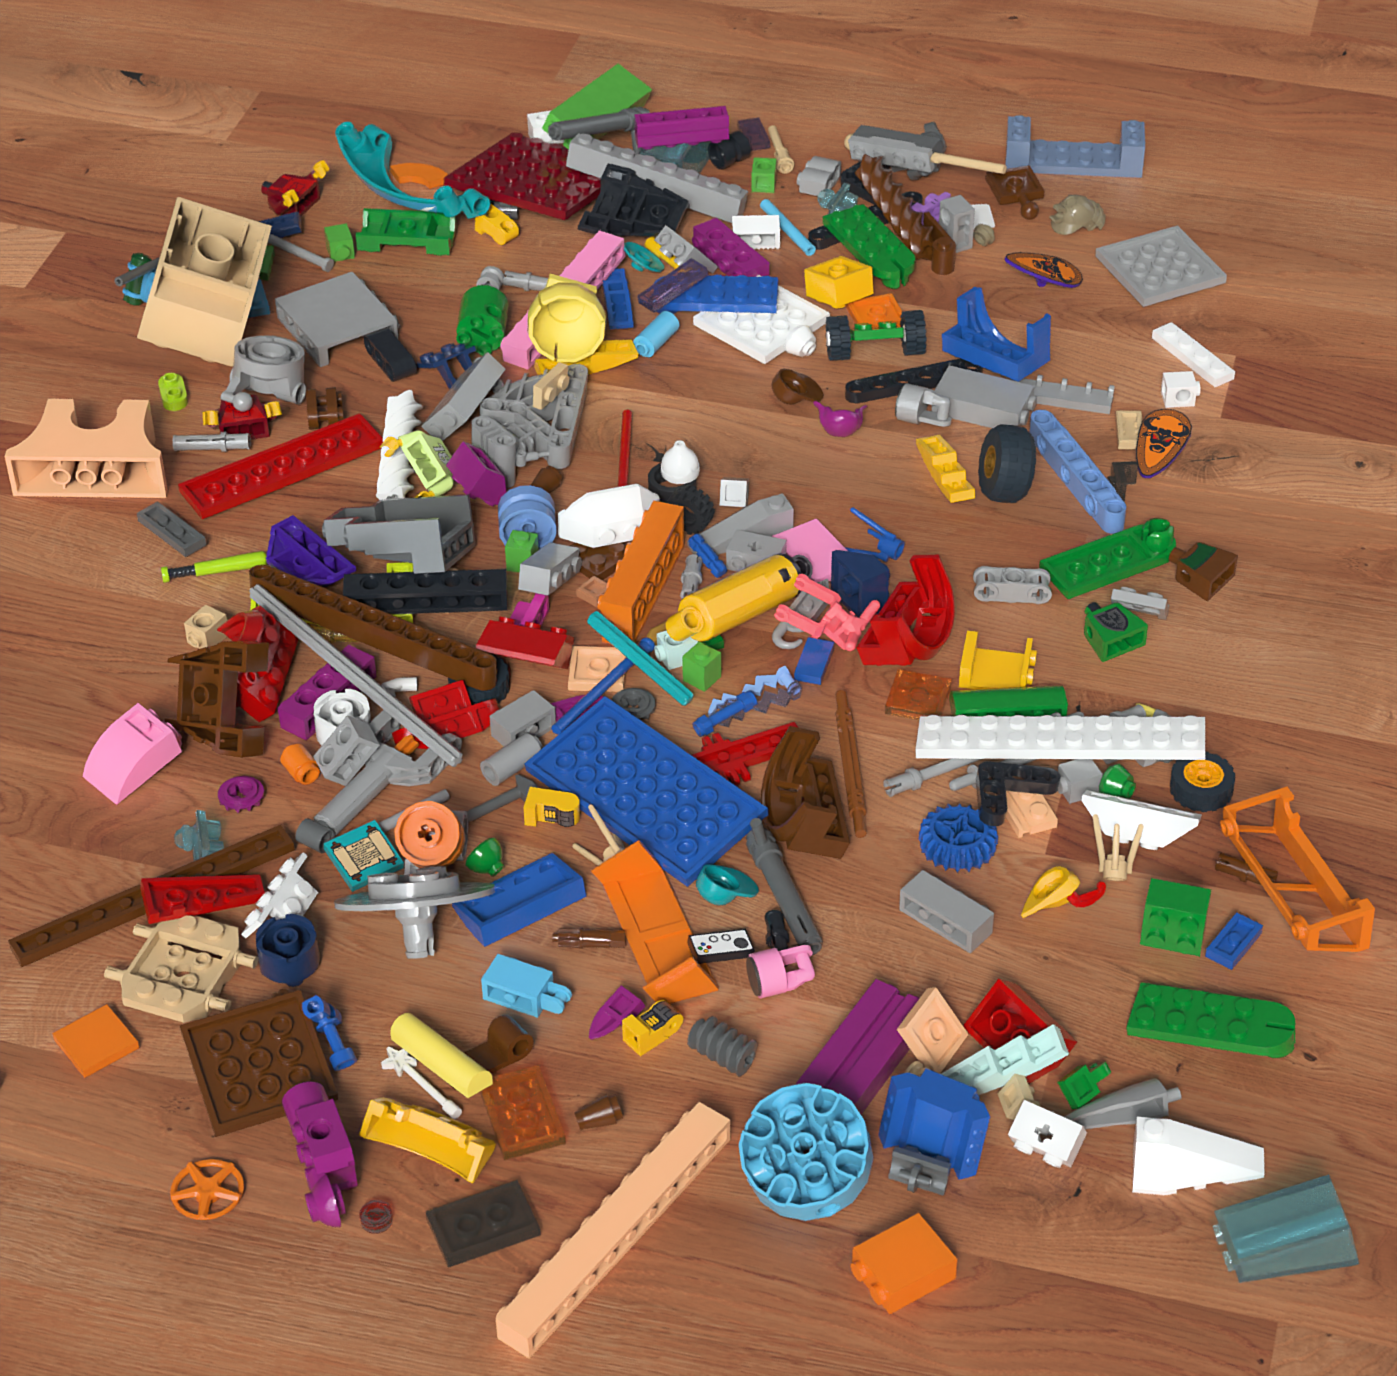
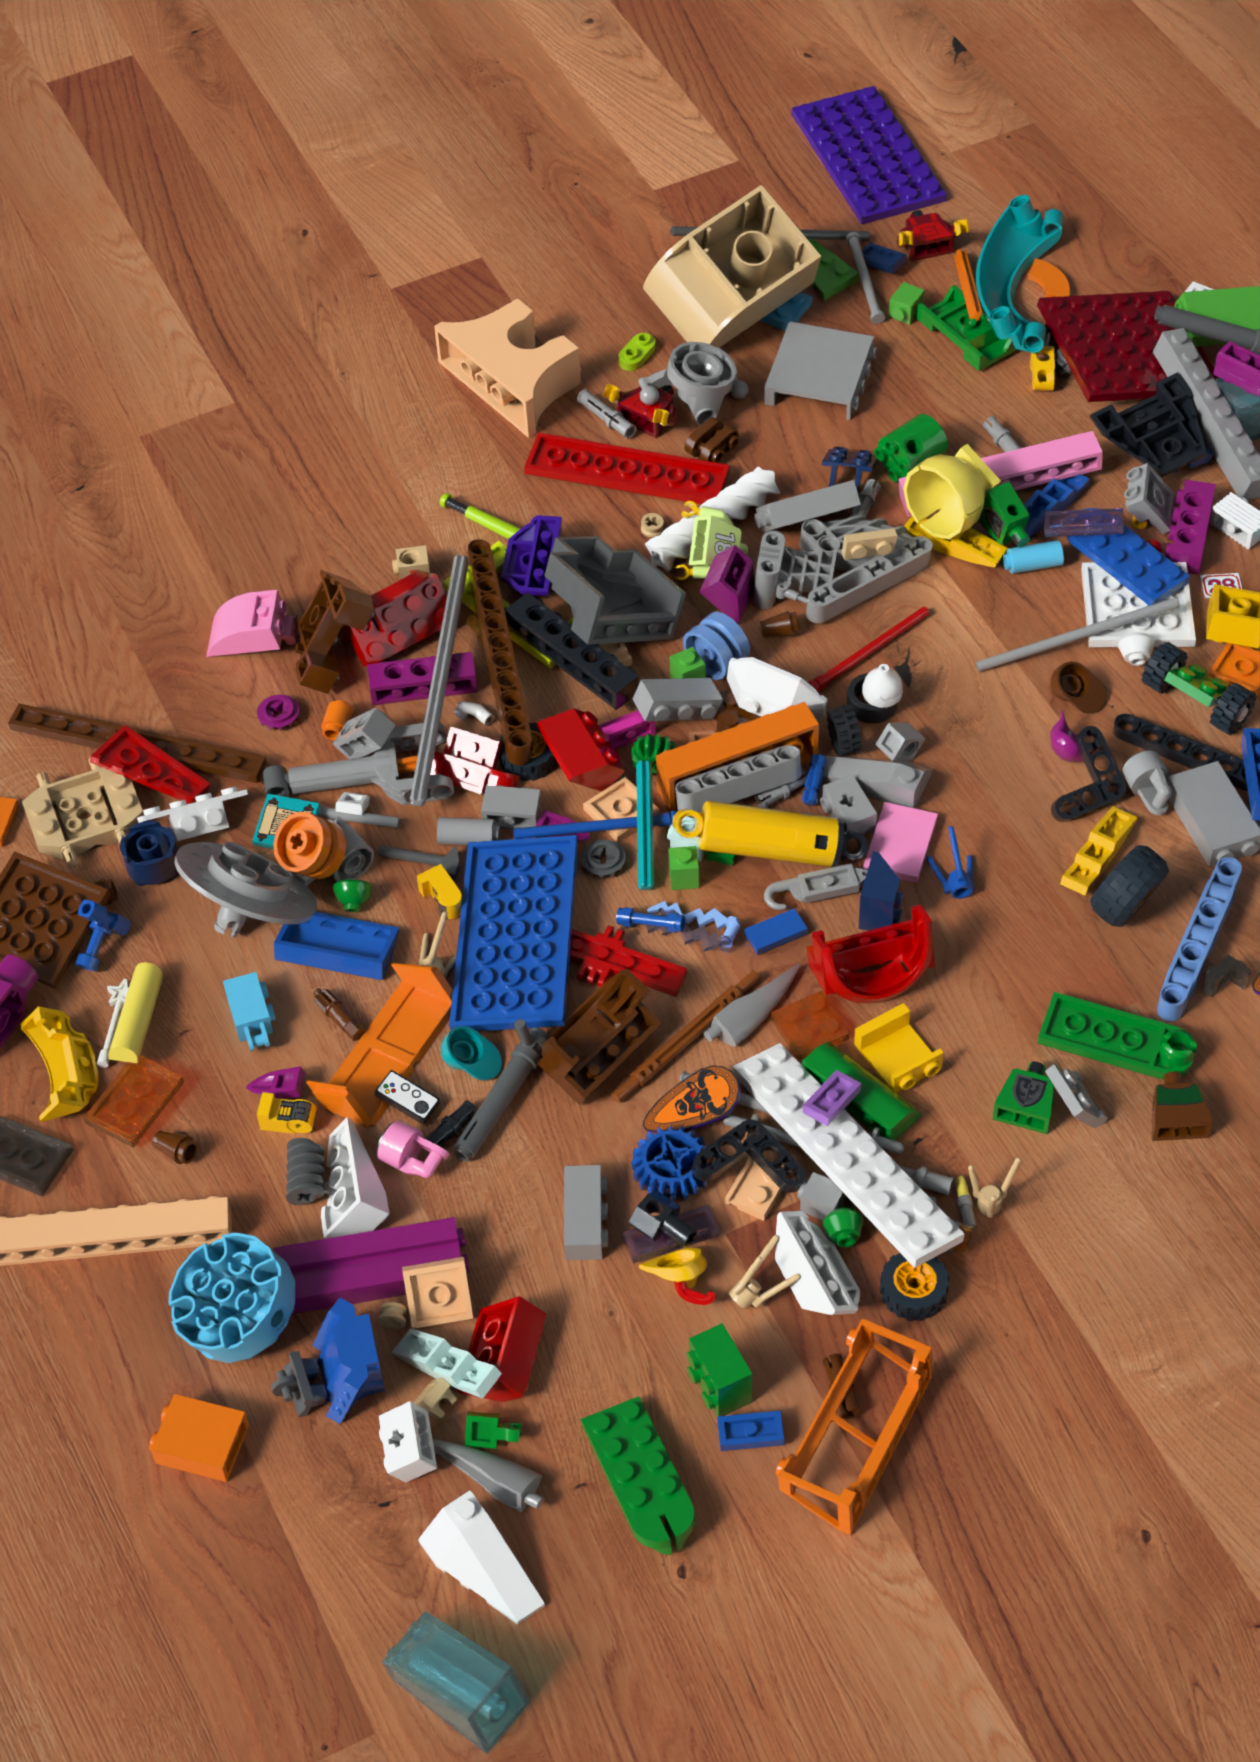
camera: 50 degrees right, 10 degrees up
(163, 171) = (843, 170): none -> dark purple piece
(171, 529) = (492, 466): dark grey plate -> none
(200, 836) = (207, 724): clear light blue hips -> none
(332, 709) = (399, 701): white brick -> none
(352, 488) = (651, 519): none -> tan bush
(376, 201) = (968, 285): none -> orange axle
(390, 355) = (817, 429): black beam -> none
(394, 805) = (352, 803): none -> white tile
(493, 275) = (972, 417): light grey wheel -> none
(505, 1045) = (178, 1044): reddish brown door -> none
(576, 613) = (648, 747): none -> green gear
(619, 313) = (1005, 516): none -> green torso
(643, 258) = (1112, 478): teal dish -> none
(668, 584) = (740, 778): none -> light grey beam
(753, 358) = (1077, 634): none -> light grey piece
(784, 1033) = (354, 1190): none -> white wedge
(792, 278) = (1229, 580): none -> sticker
(836, 623) = (820, 910): coral piece -> none
(871, 723) = (746, 1013): none -> light grey piece
(899, 431) = (1098, 787): none -> black beam
(920, 787) = (696, 1100): none -> shield
(1005, 867) = (666, 1222): none -> black piece
(1012, 585) = (1017, 1007): light grey piece -> none
(1014, 709) = (831, 1098): none -> medium lavender plate
(1018, 878) = (642, 1247): none -> plate
(1173, 699) = (991, 1197): none -> tan plant

